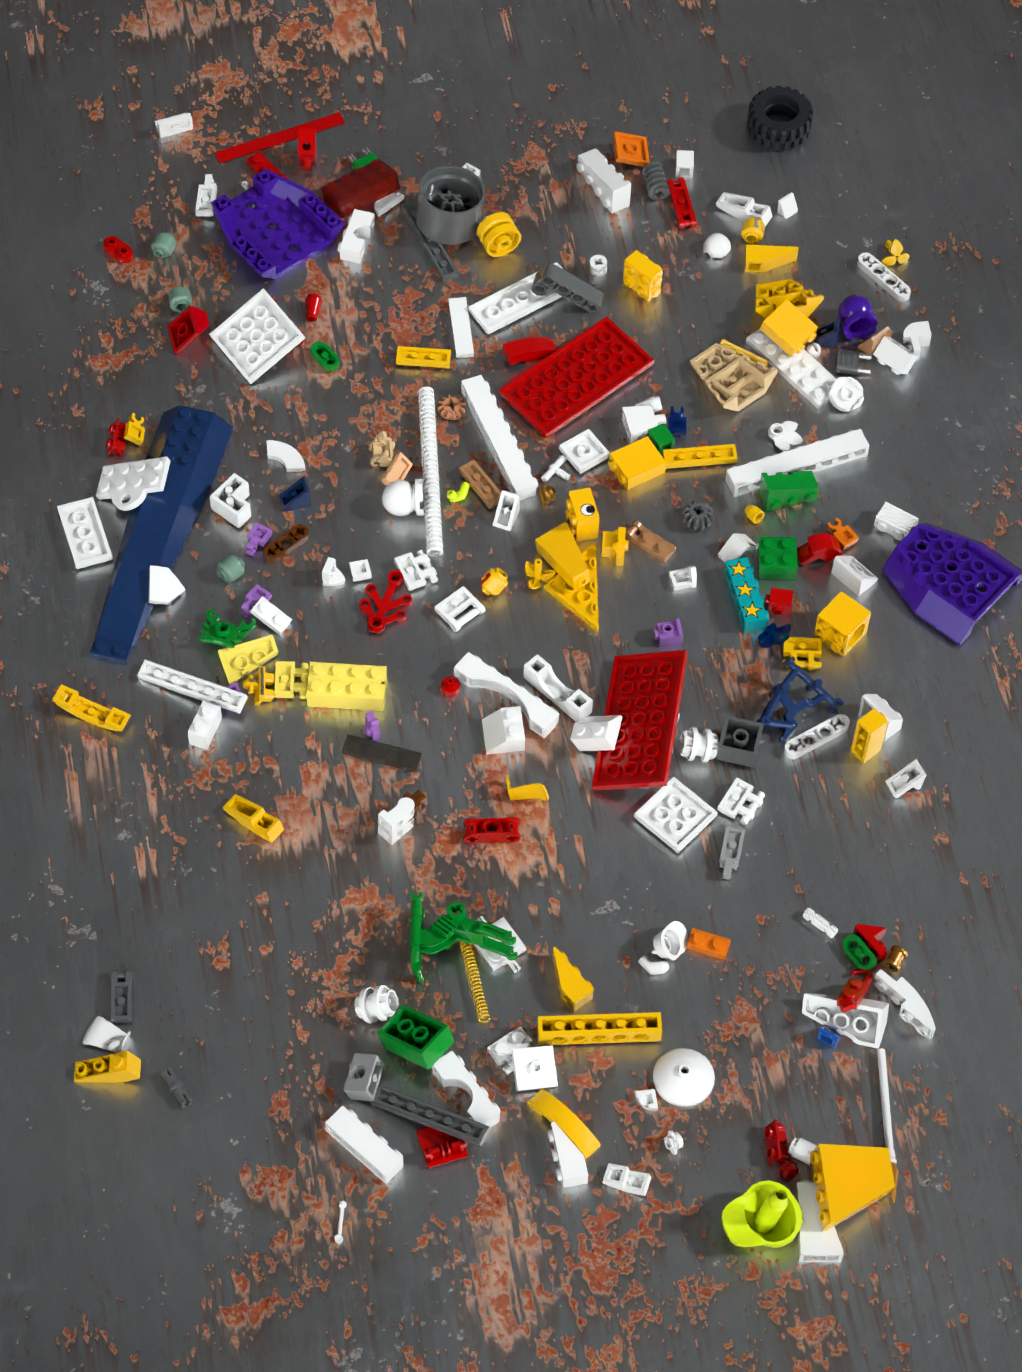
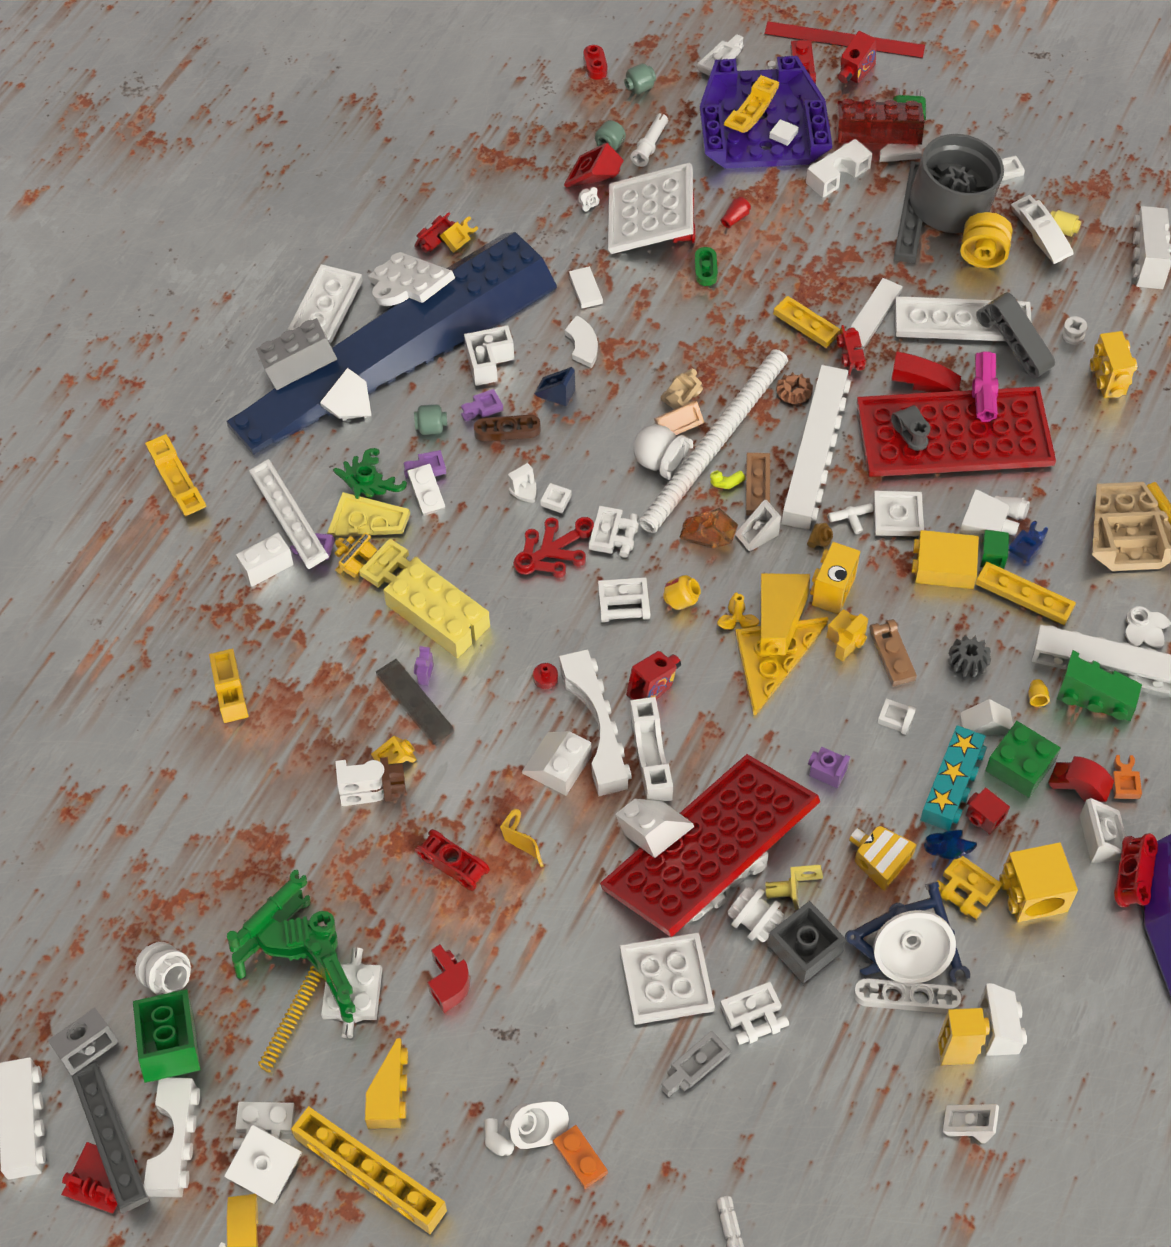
camera: 40 degrees right, 0 degrees up
(104, 576) = (296, 353): none -> light grey brick
(203, 353) = (588, 198): none -> white plate
(210, 291) = (646, 145): none -> white pin
(254, 417) = (585, 287): none -> white tile
(264, 221) = (754, 106): none -> yellow slope
(300, 230) = (783, 132): none -> white tile
(397, 790) = (396, 750): none -> yellow bracket
(463, 355) = (847, 342): none -> red hinge
(476, 531) = (709, 529): none -> clear orange slope
(521, 637) = (652, 676): none -> red torso
(526, 204) = (1043, 228): none -> white slope
(535, 194) = (1067, 222): none -> light yellow brick
(550, 388) = (912, 427): none -> dark grey piece
(553, 895) = (454, 981): none -> red brick
(576, 335) = (985, 386): none -> dark pink piece
(704, 717) = (790, 887): none -> light yellow bracket
(740, 665) = (882, 854): none -> yellow torso
(806, 702) = (915, 958): none -> white dish
(894, 593) = (1136, 870): none -> red piece

